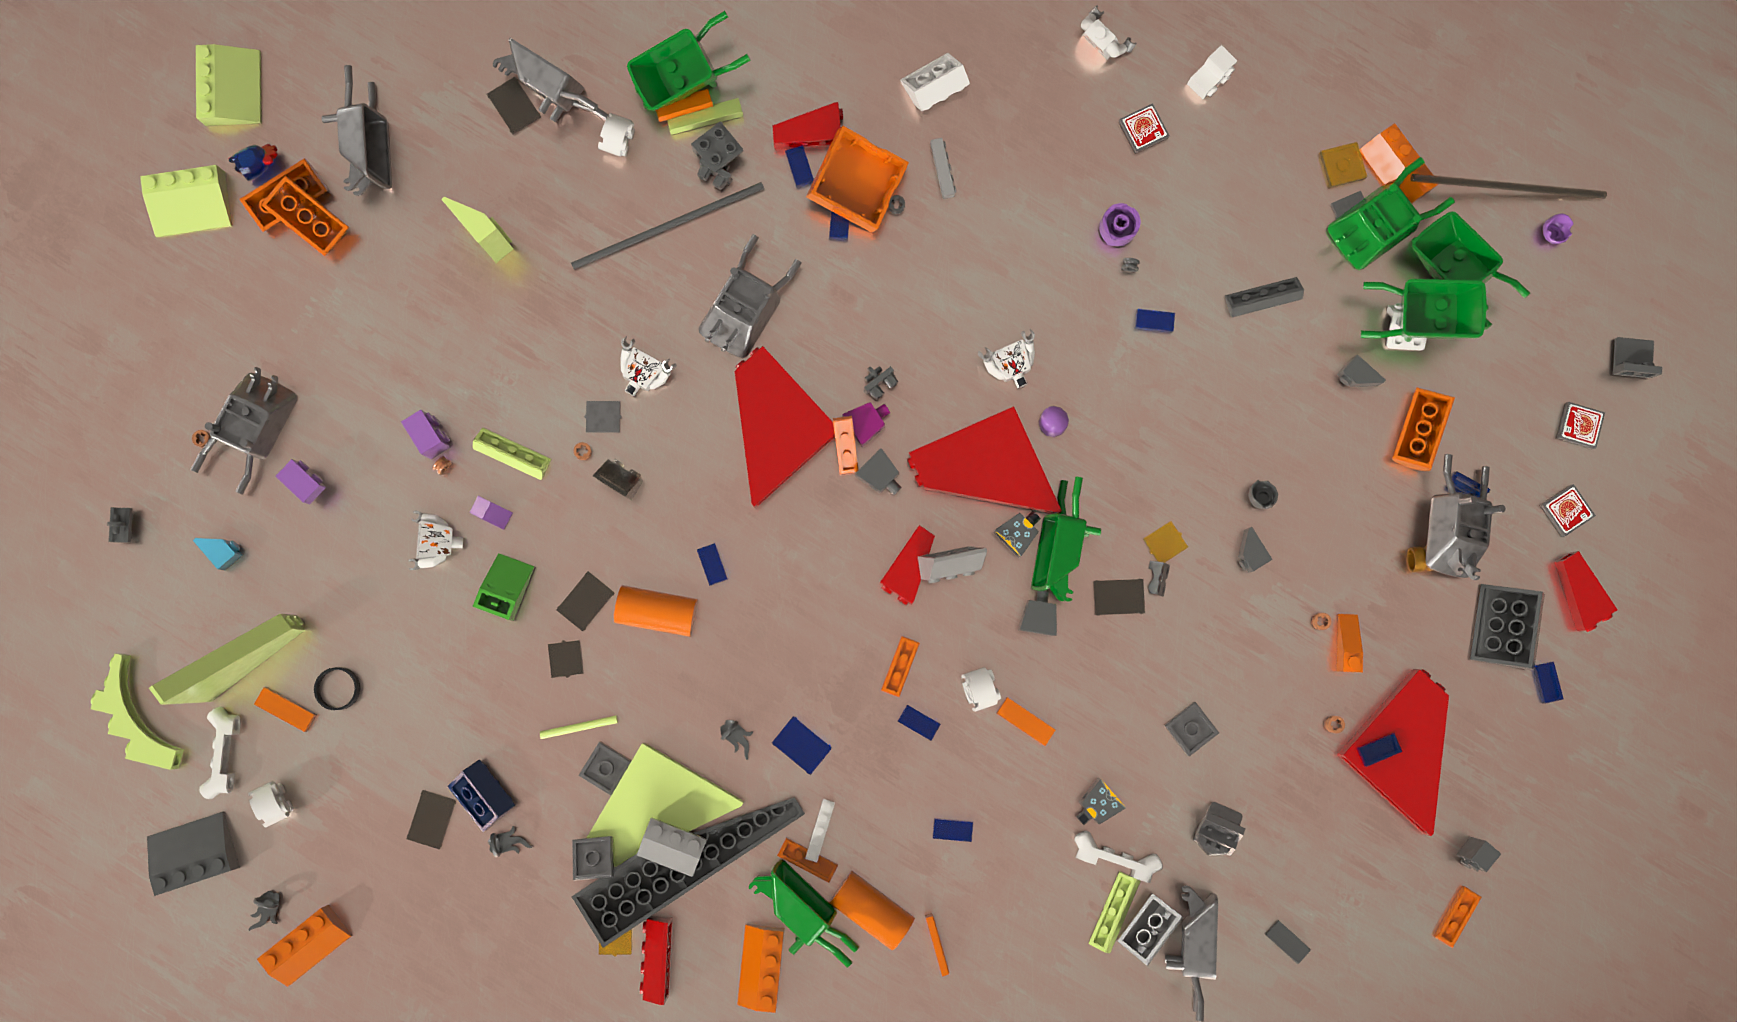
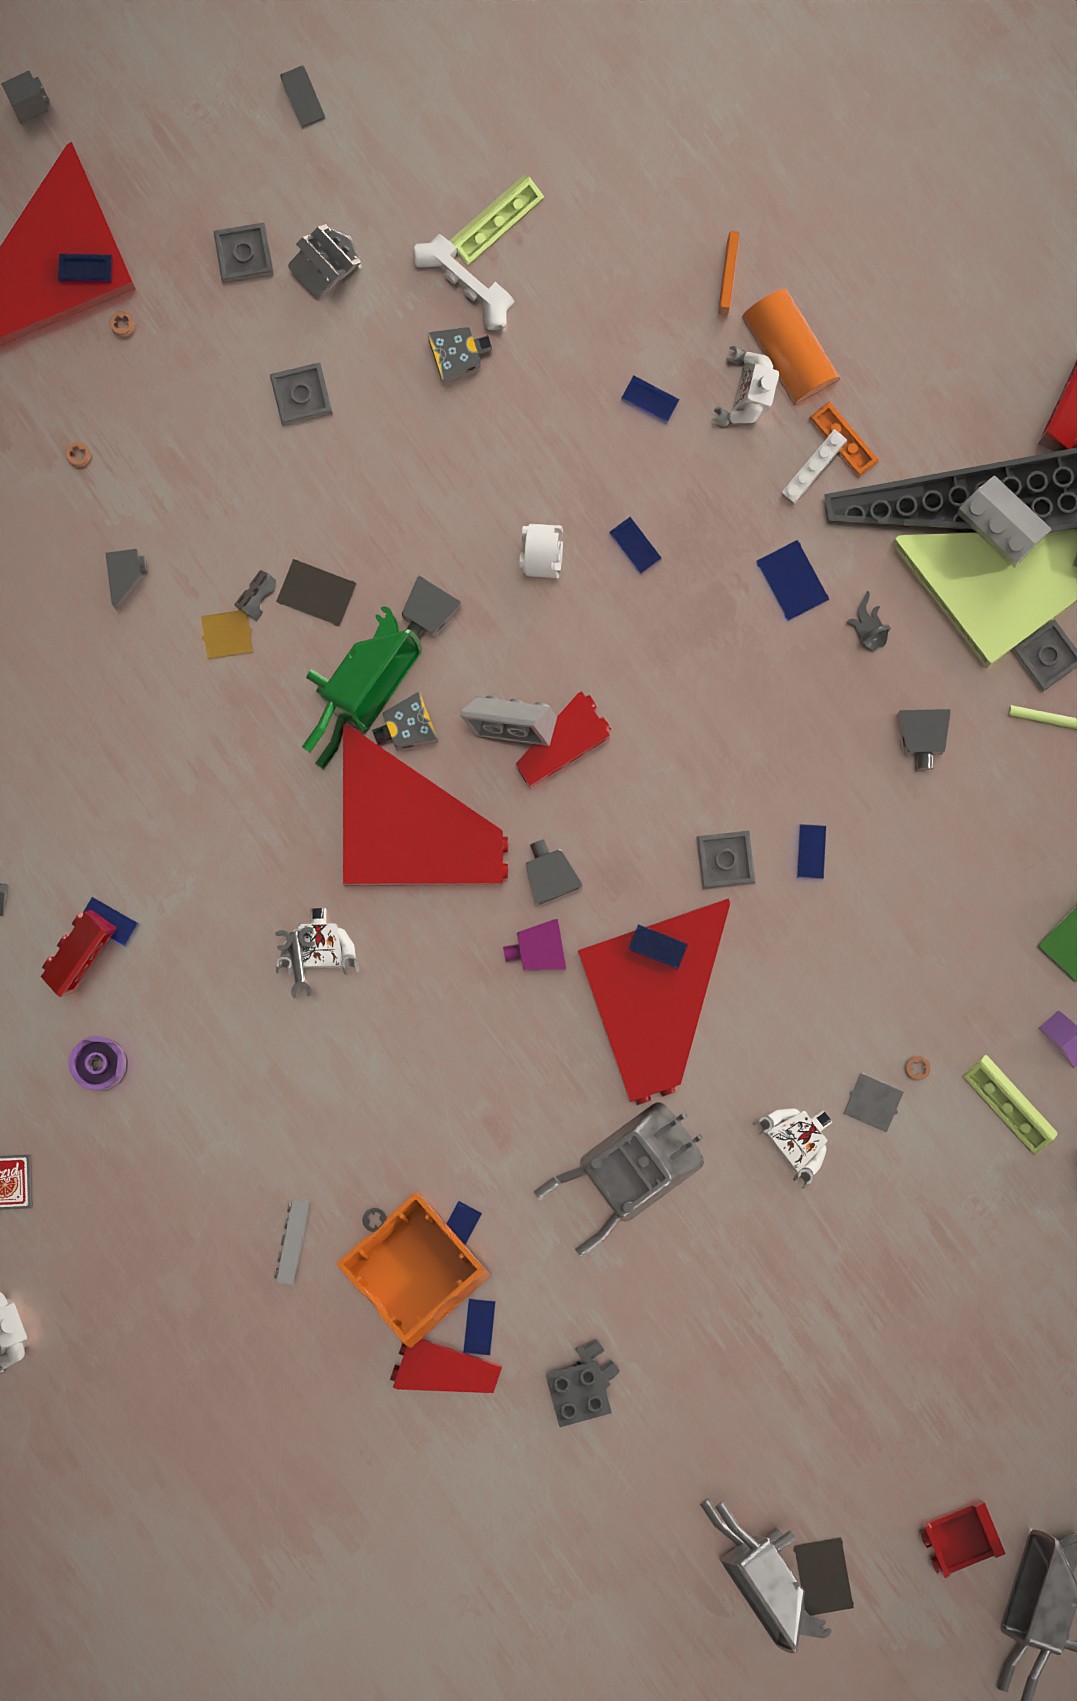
camera: 155 degrees left, 0 degrees up
(434, 163) = (962, 1538): none -> red panel
(484, 230) = (933, 1401): yellowish green slope -> none
(565, 659) = (1044, 812): clear smoke piece -> none
(585, 601) = (990, 874): clear smoke piece -> none
(616, 134) = (704, 1470): white brick -> none
(618, 478) = (886, 1009): clear smoke slope -> none
(655, 610) = (906, 824): orange brick -> none
(667, 225) = (686, 1321): dark grey piece -> none
(668, 676) = (924, 734): none -> dark grey torso
(677, 68) = (587, 1522): green piece -> none
(695, 102) = (598, 1476): orange tile -> none
(719, 112) = (575, 1451): yellowish green slope -> none
(760, 968) = (954, 336): orange slope -> none
(767, 534) = (726, 859): none -> flat silver tile
(787, 453) = (658, 946): none -> clear blue tile
(802, 910) = (876, 380): green piece -> none
(845, 444) = (578, 928): tile -> none
(873, 387) = (510, 988): dark grey hips -> none
(883, 866) = (754, 390): none -> white torso
(900, 666) = (628, 624): orange tile -> none
(935, 81) = (250, 1364): white slope -> none
(1026, 721) = (502, 490): orange tile -> none
(1027, 356) = (294, 940): none -> flat silver bar
(1053, 421) = (298, 847): medium lavender hair -> none
(1130, 264) = (106, 1006): dark grey bush -> none
(1150, 929) = (463, 178): light grey slope -> none
(1166, 288) = (76, 952): none -> red slope
(1198, 945) = (415, 137): flat silver piece -> none
(1263, 495) = (77, 639): dark grey hair -> none
(1276, 811) = (243, 252): none -> flat silver tile
(1349, 644) = (58, 411): orange slope -> none
(1457, 916) = (83, 38): orange tile -> none

